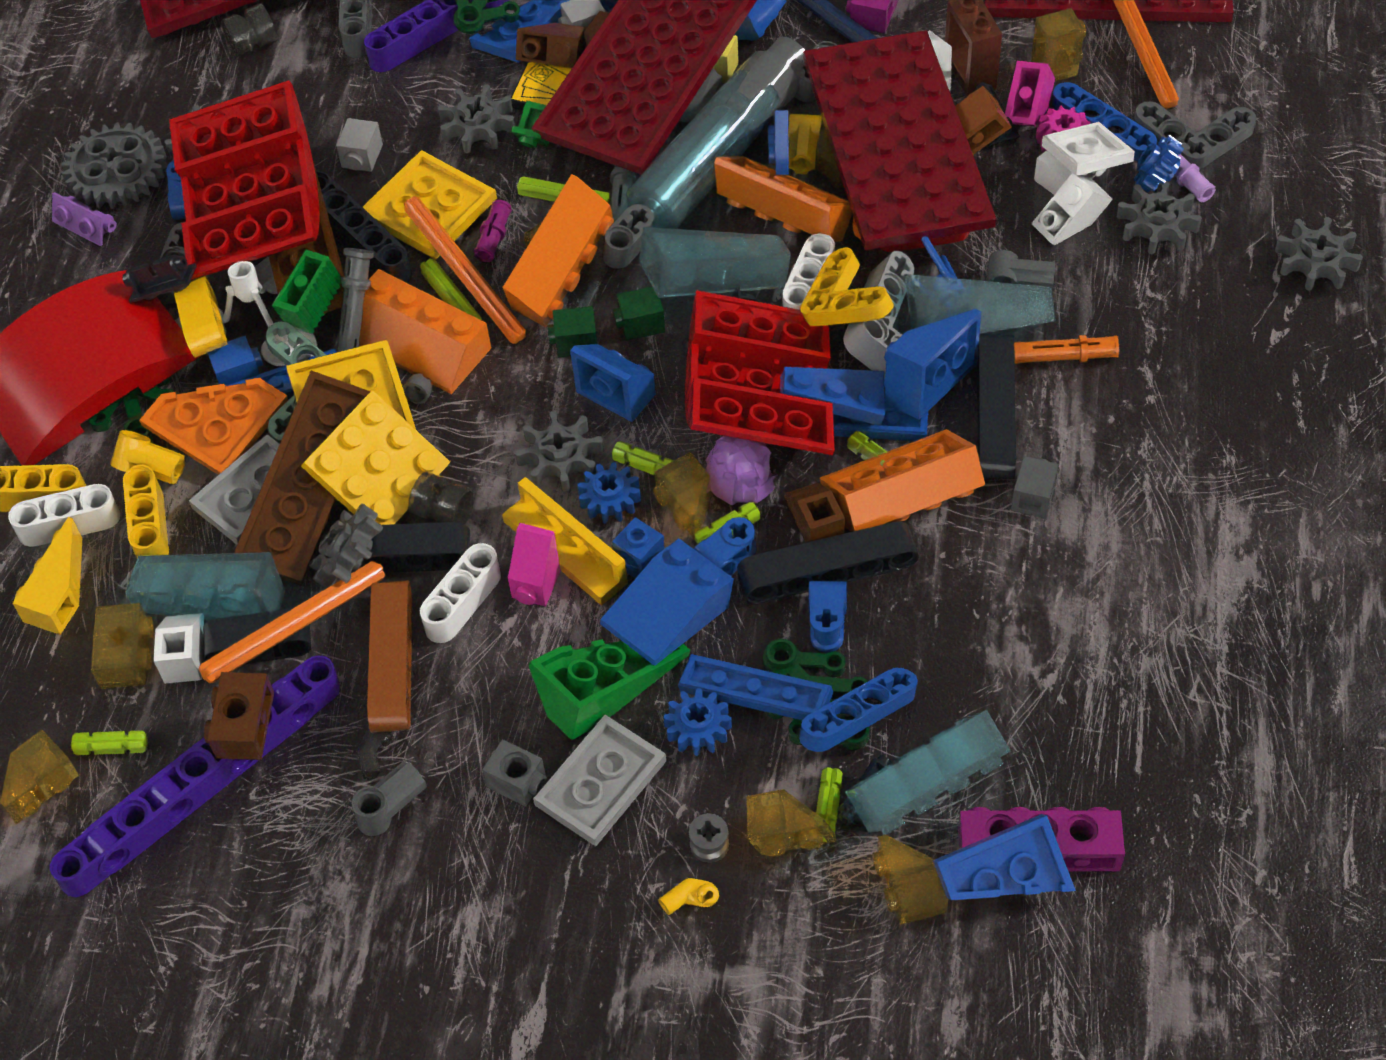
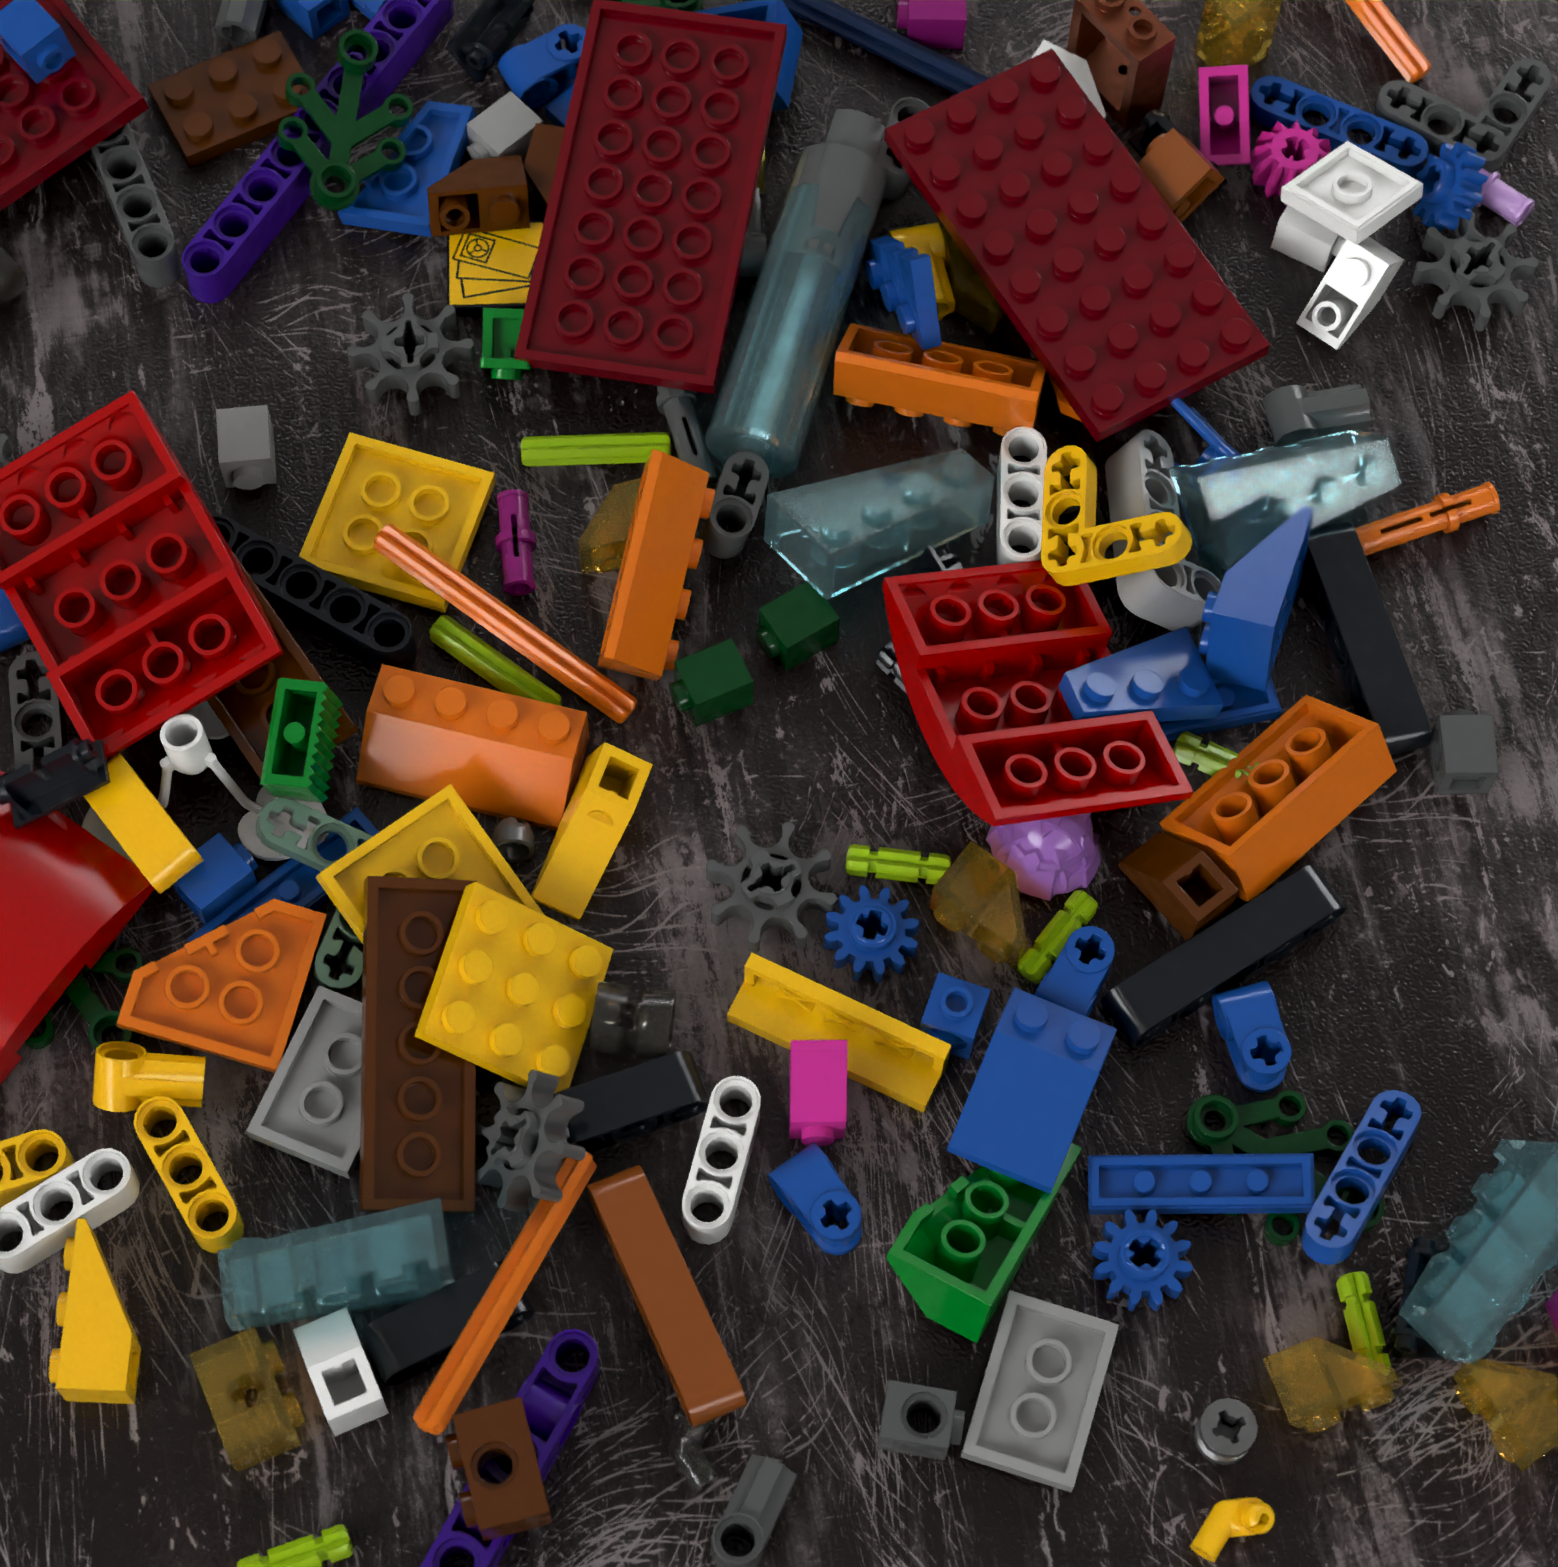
camera: 25 degrees left, 10 degrees up
(355, 283) = (365, 706): dark grey pin -> none
(463, 390) = (590, 829): none -> yellow slope
(511, 633) = (815, 1192): none -> blue piece
(612, 380) = (805, 750): blue slope -> none

